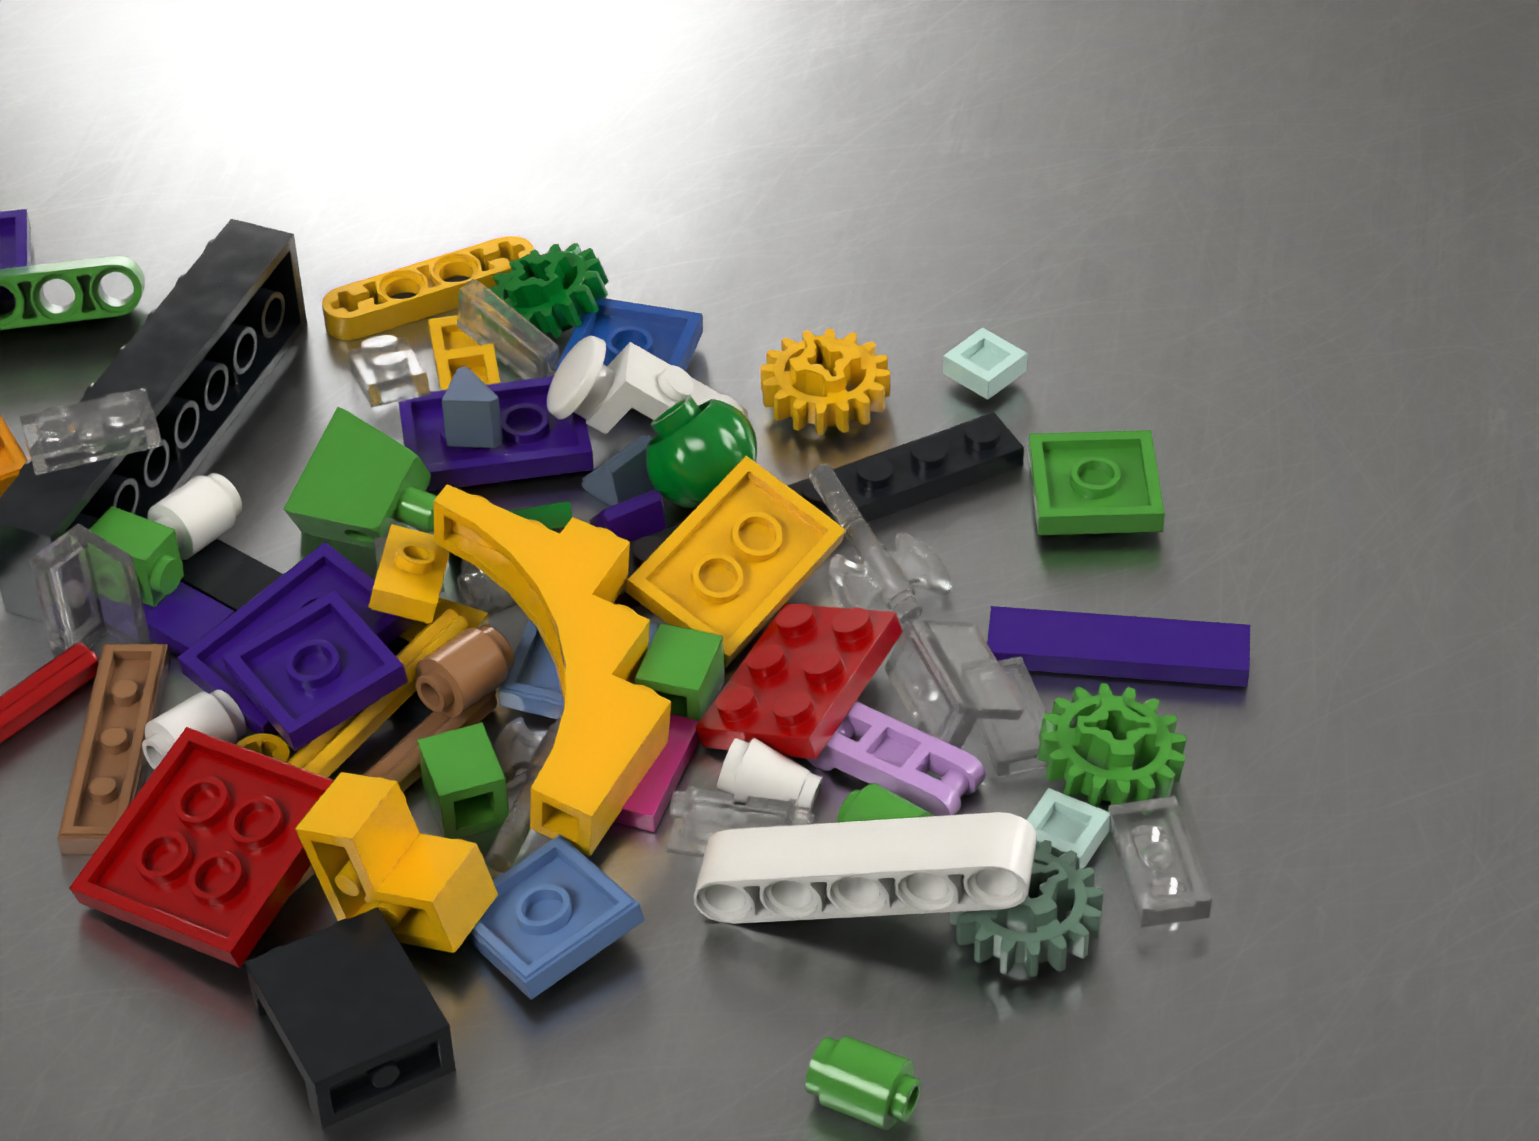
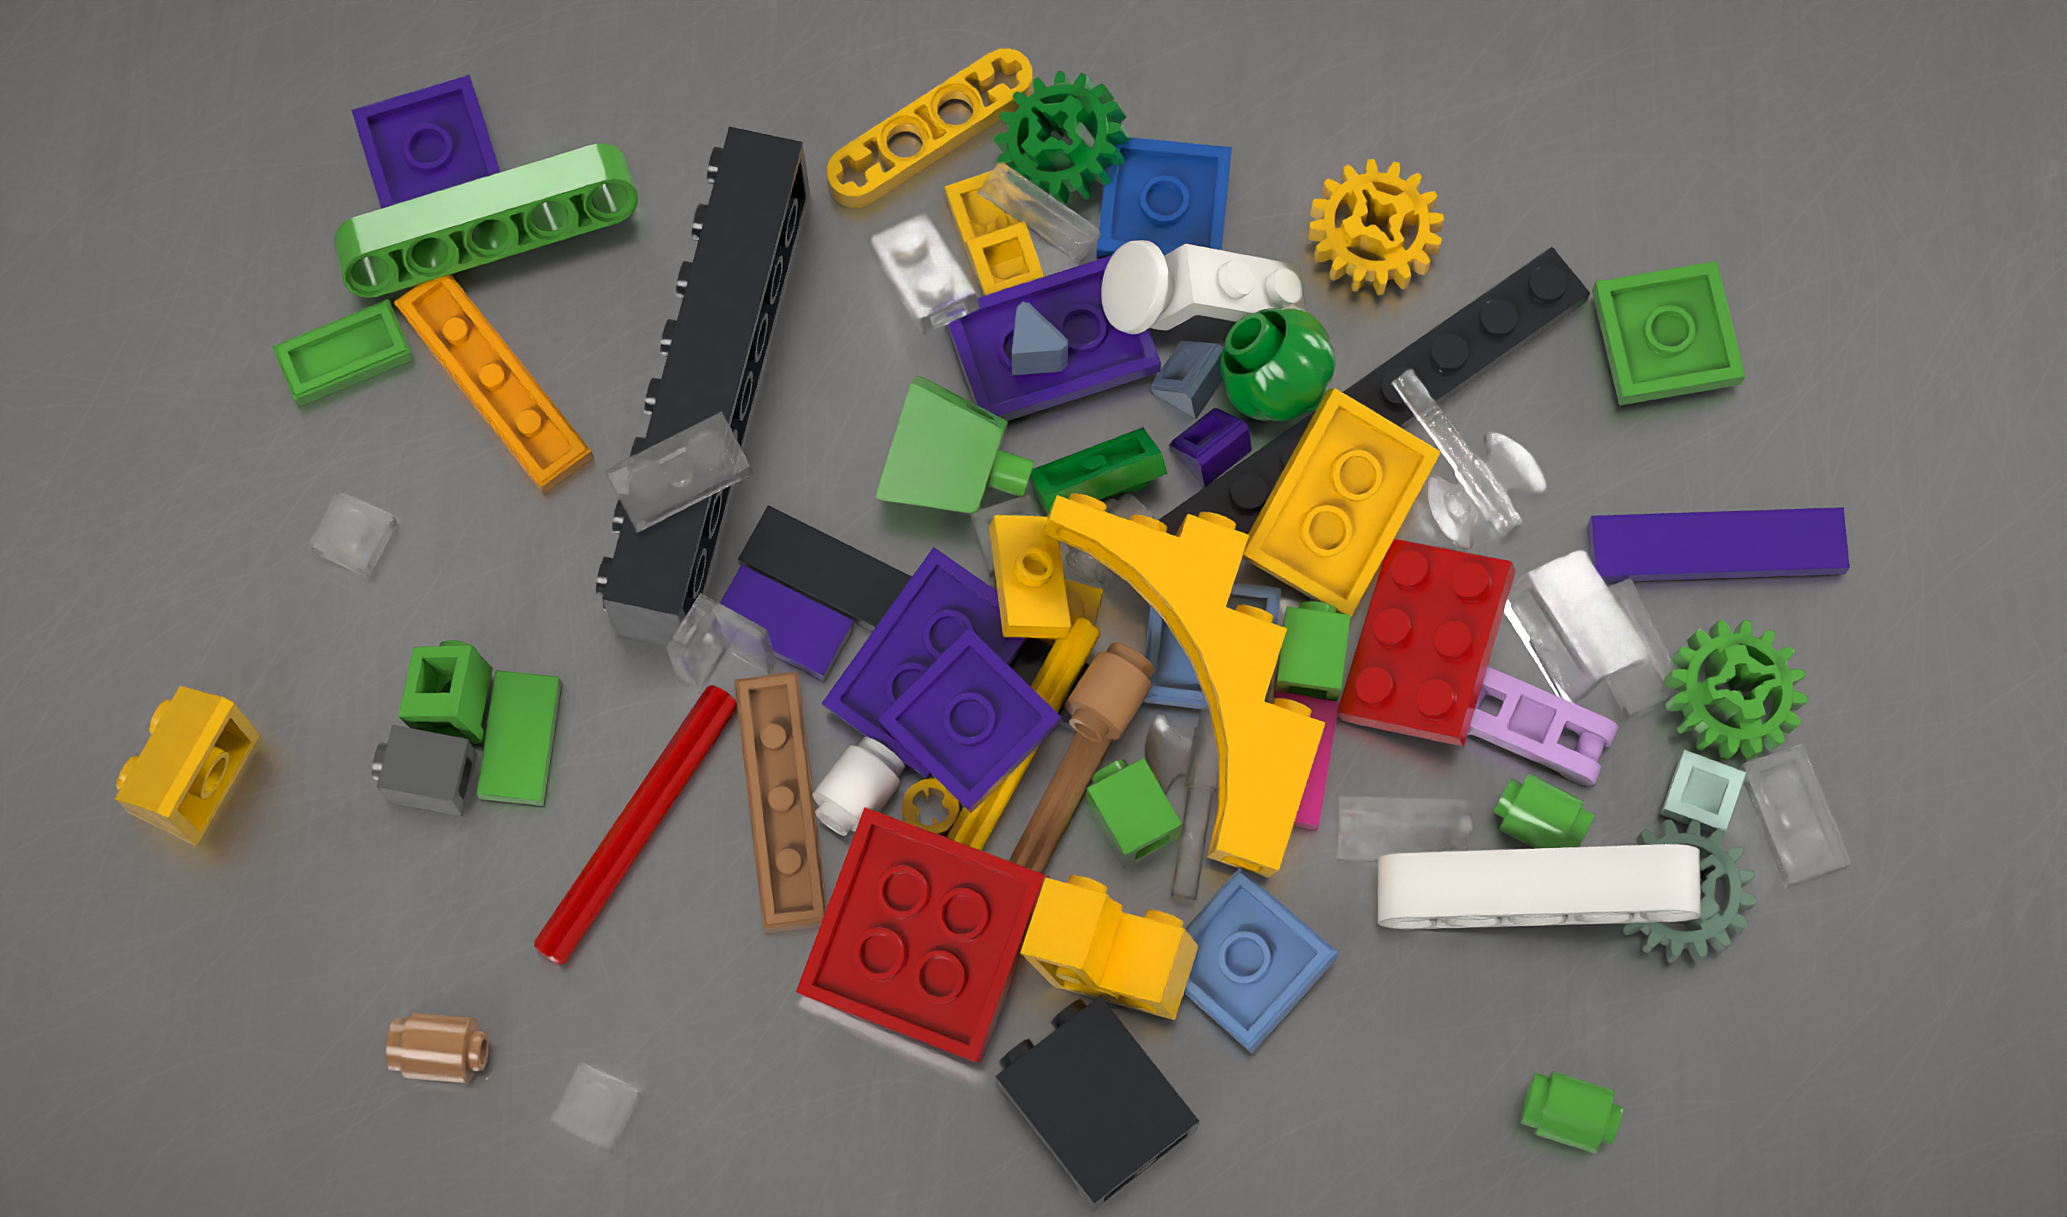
camera: 10 degrees left, 30 degrees up
(151, 547) = (746, 583): bright green brick -> none
(198, 512) = (786, 516): white brick -> none
(765, 773) = (1416, 766): white cone -> none
(985, 363) = (1532, 176): light aqua plate -> none

